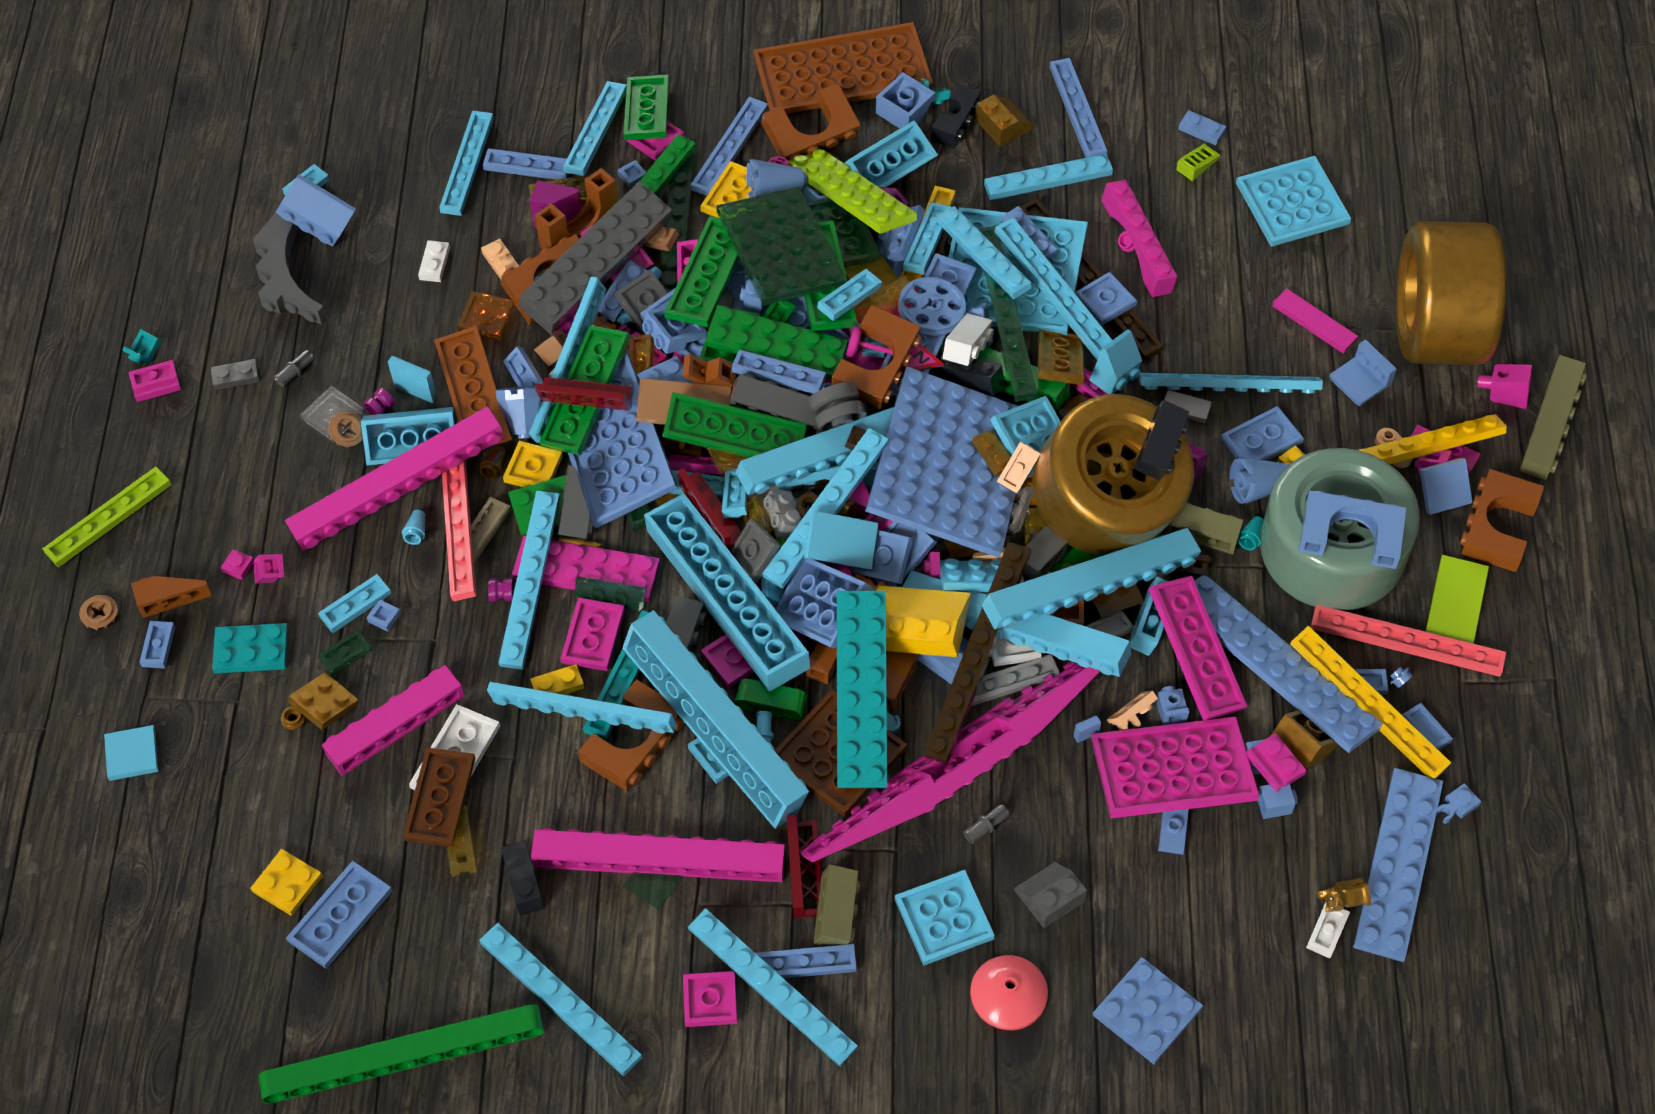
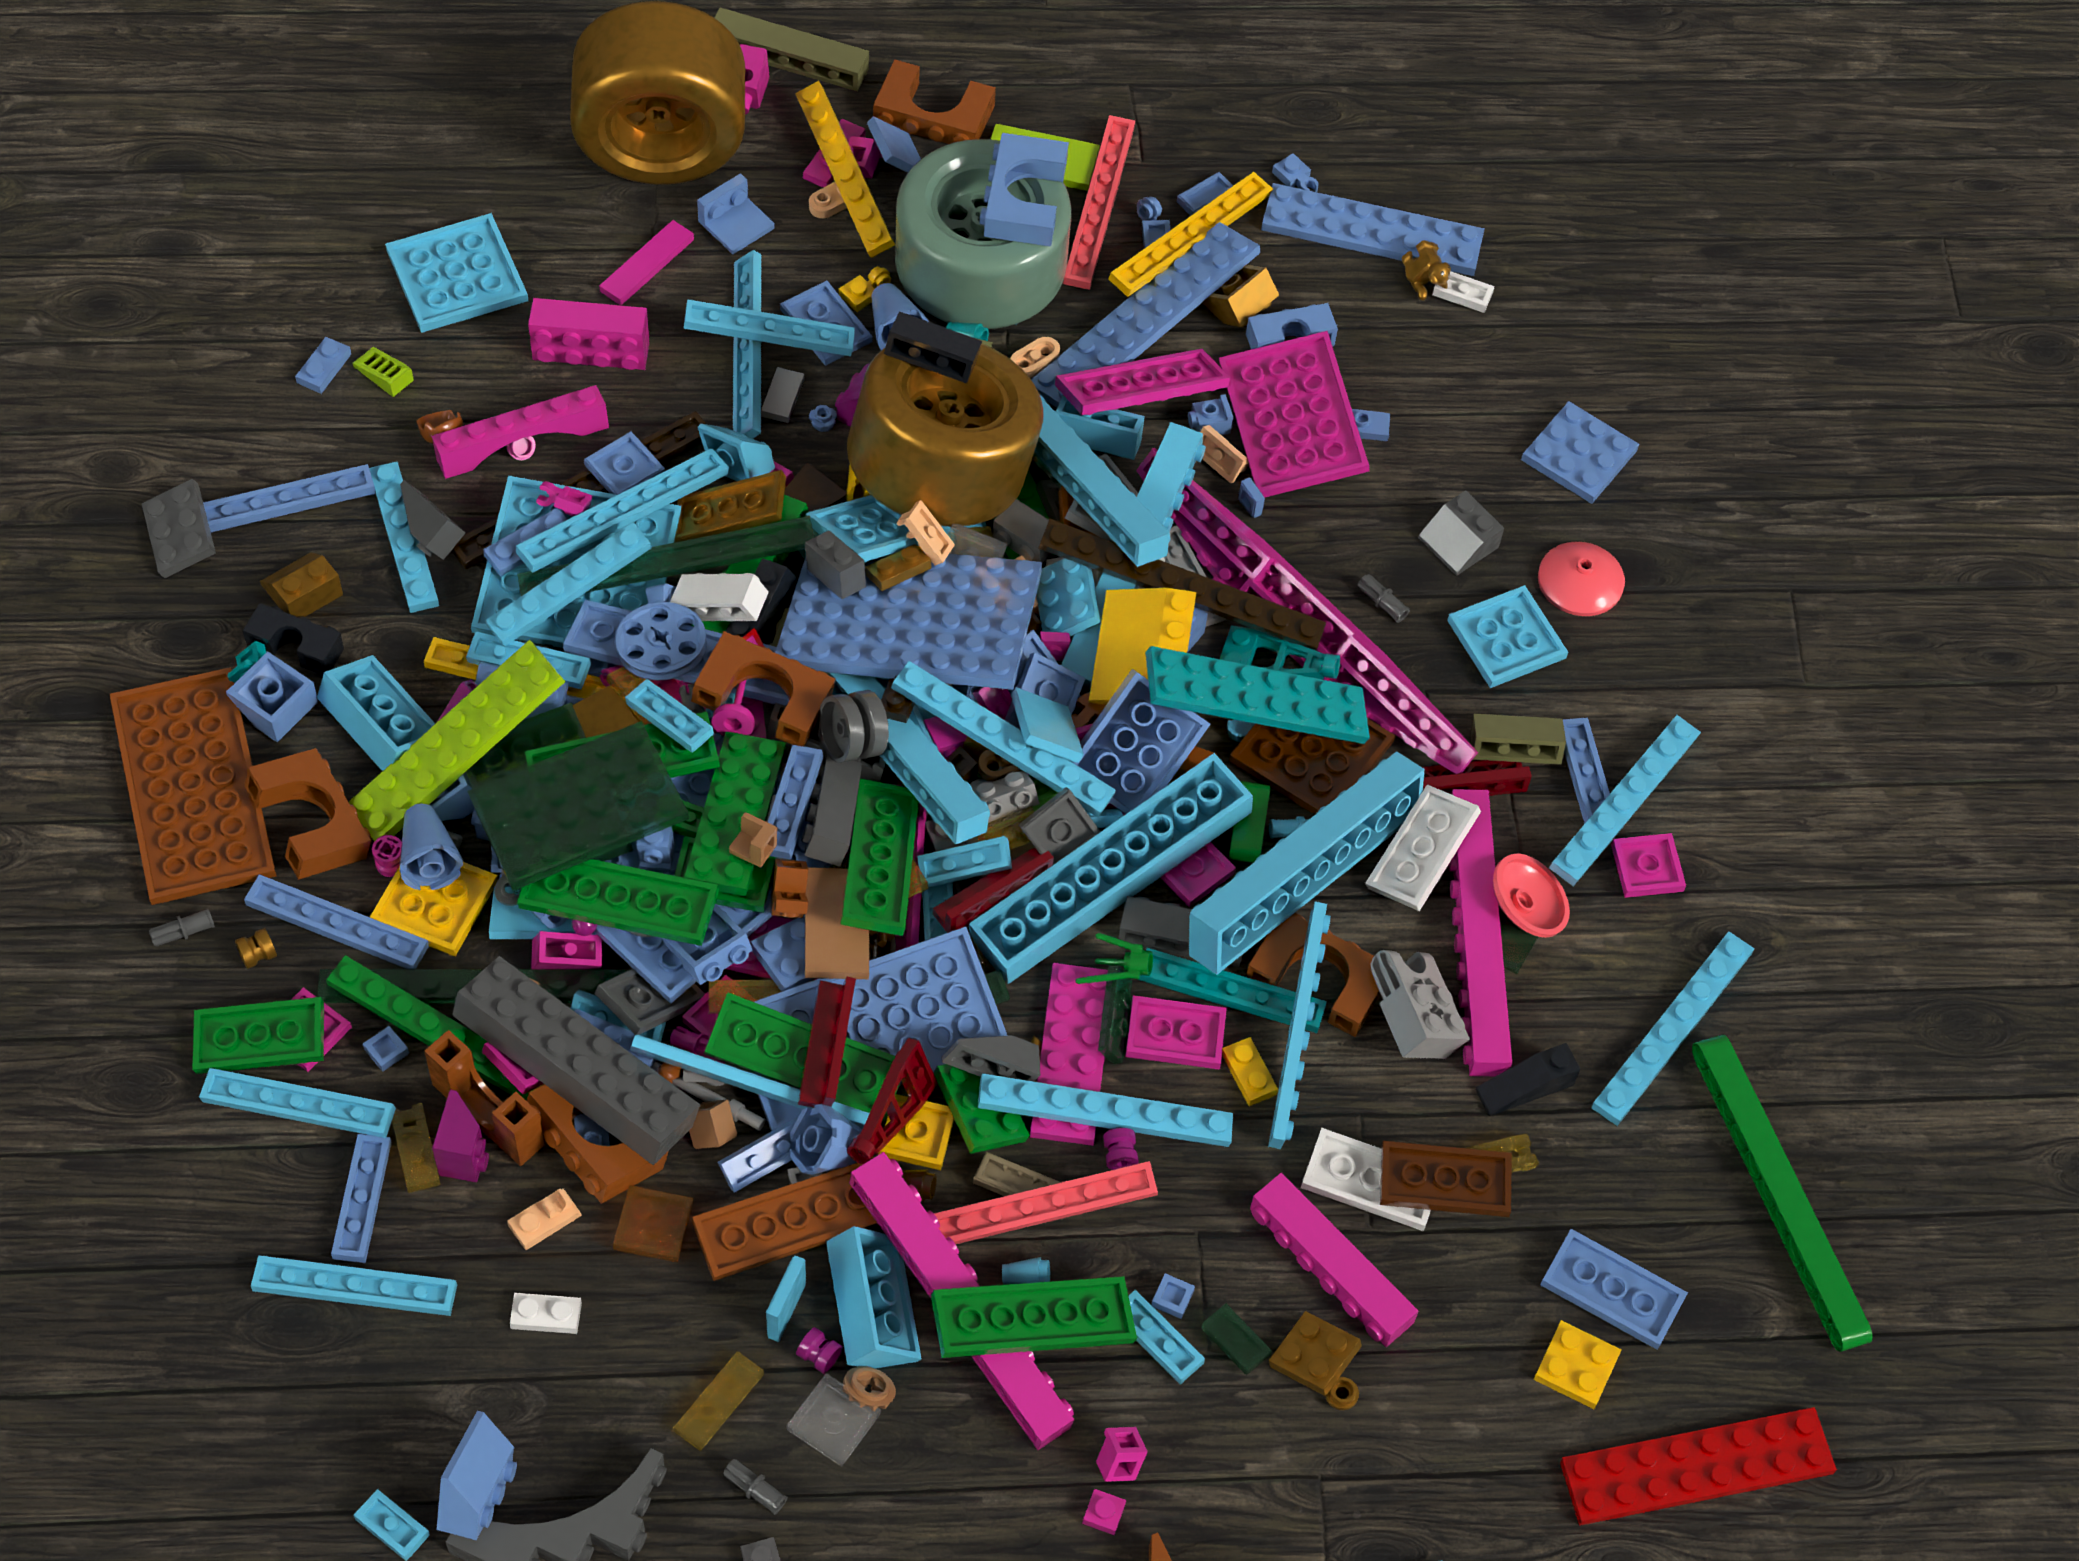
camera: 100 degrees left, 0 degrees up
(191, 959) = (1697, 1466): none -> red plate
(250, 648) = (1238, 1470): teal plate -> none
(357, 351) = (718, 1401): none -> clear yellow plate
(367, 514) = (1033, 1316): none -> green plate
(567, 446) = (919, 1082): none -> dark red plate
(595, 798) = (1418, 1005): none -> light grey brick
(643, 600) = (1135, 963): none -> green plant
(664, 903) = (1531, 895): none -> coral dish
(707, 761) = (1343, 886): medium azure plate -> none
(713, 105) = (255, 948): none -> pearl gold wheel
(731, 816) = (1423, 847): none -> white plate
(734, 70) = (181, 928): none -> dark grey axle
(737, 341) = (755, 840): none -> medium nougat panel
(921, 705) = (1243, 642): none -> teal plate
(987, 405) = (835, 564): none -> dark grey brick
(1050, 50) = (178, 528): none -> dark grey plate
(1055, 183) = (429, 524): none -> dark grey slope
(1061, 253) = (567, 499): none -> dark pink plate
(1143, 189) = (438, 423): none -> dark orange hair
(1228, 274) = (589, 333): none -> dark pink brick
(1232, 581) = (1032, 357): none -> light nougat plate
(1237, 386) = (769, 327): none -> medium azure plate
(1276, 762) = (1283, 315): dark pink plate -> none

